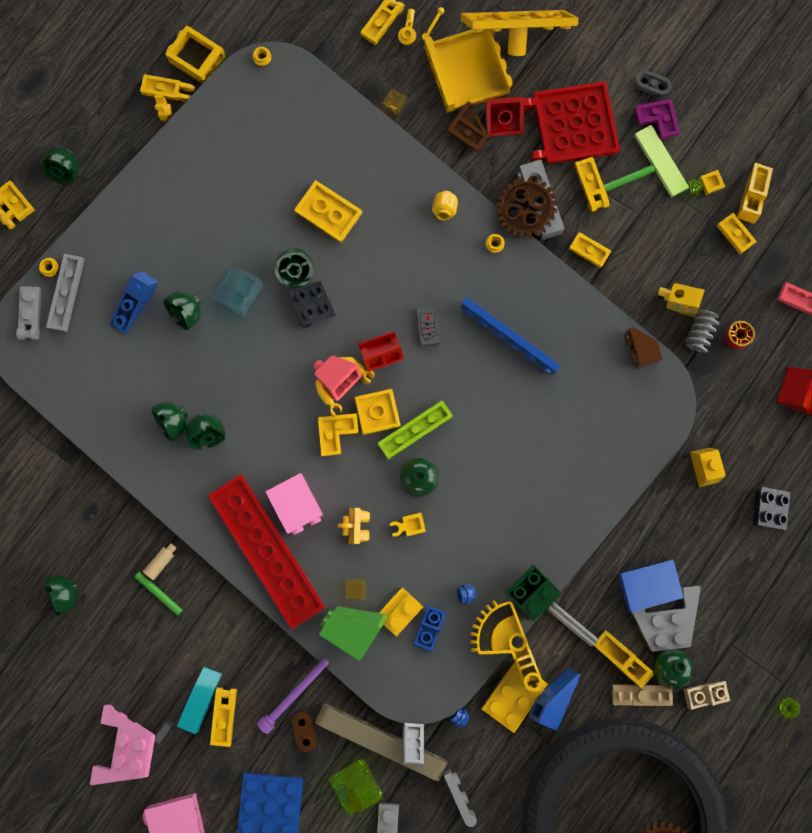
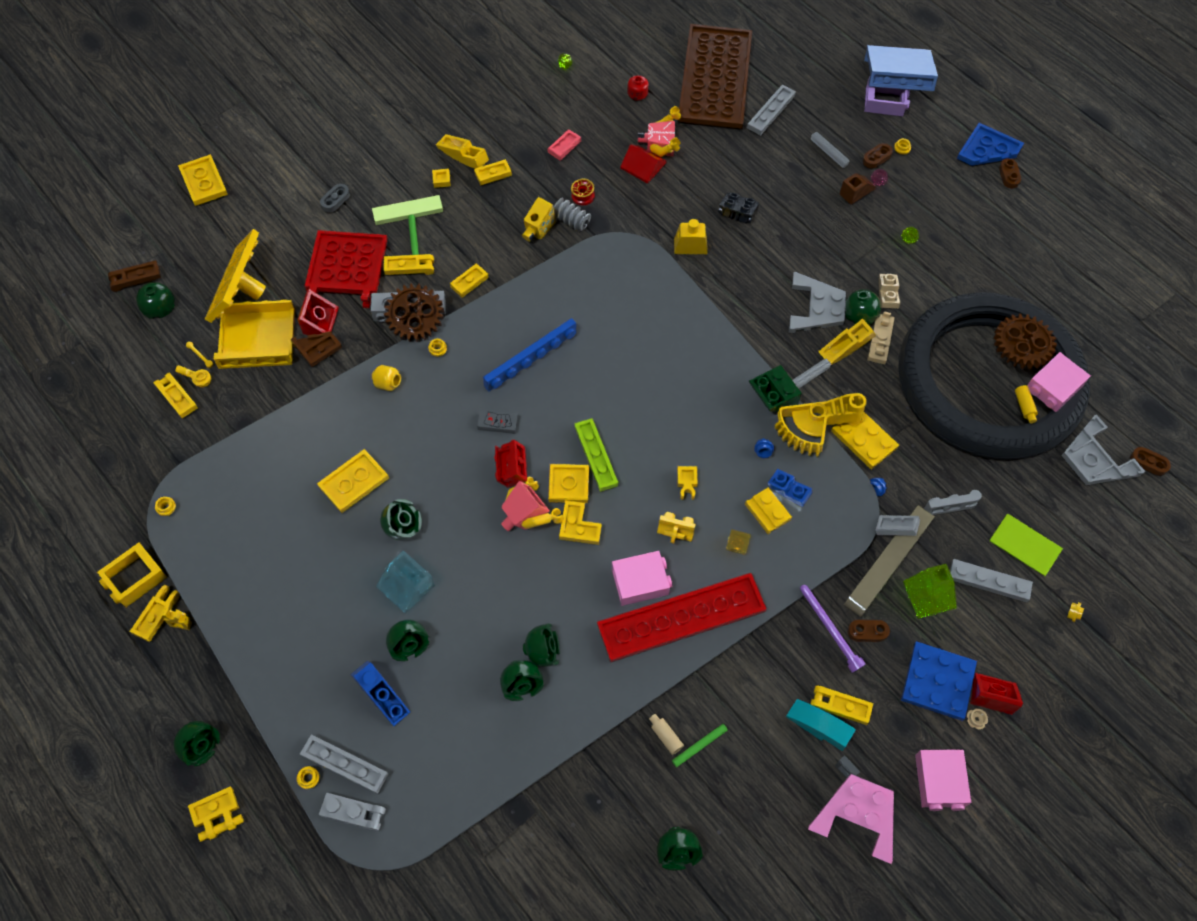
camera: 75 degrees left, 20 degrees down
(311, 303) = (440, 518): black hinge -> none
(352, 629) = (779, 545): bright green slope -> none
(395, 101) = (263, 402): clear yellow plate -> none
(419, 477) = (642, 462): dark green cylinder -> none
(553, 701) = (878, 405): blue slope -> none
(643, 348) = (573, 257): reddish brown slope -> none
(650, 586) = (786, 306): tile -> none
(660, 113) = (368, 197): magenta plate -> none
(695, 186) = (440, 189): clear neon green plate -> none

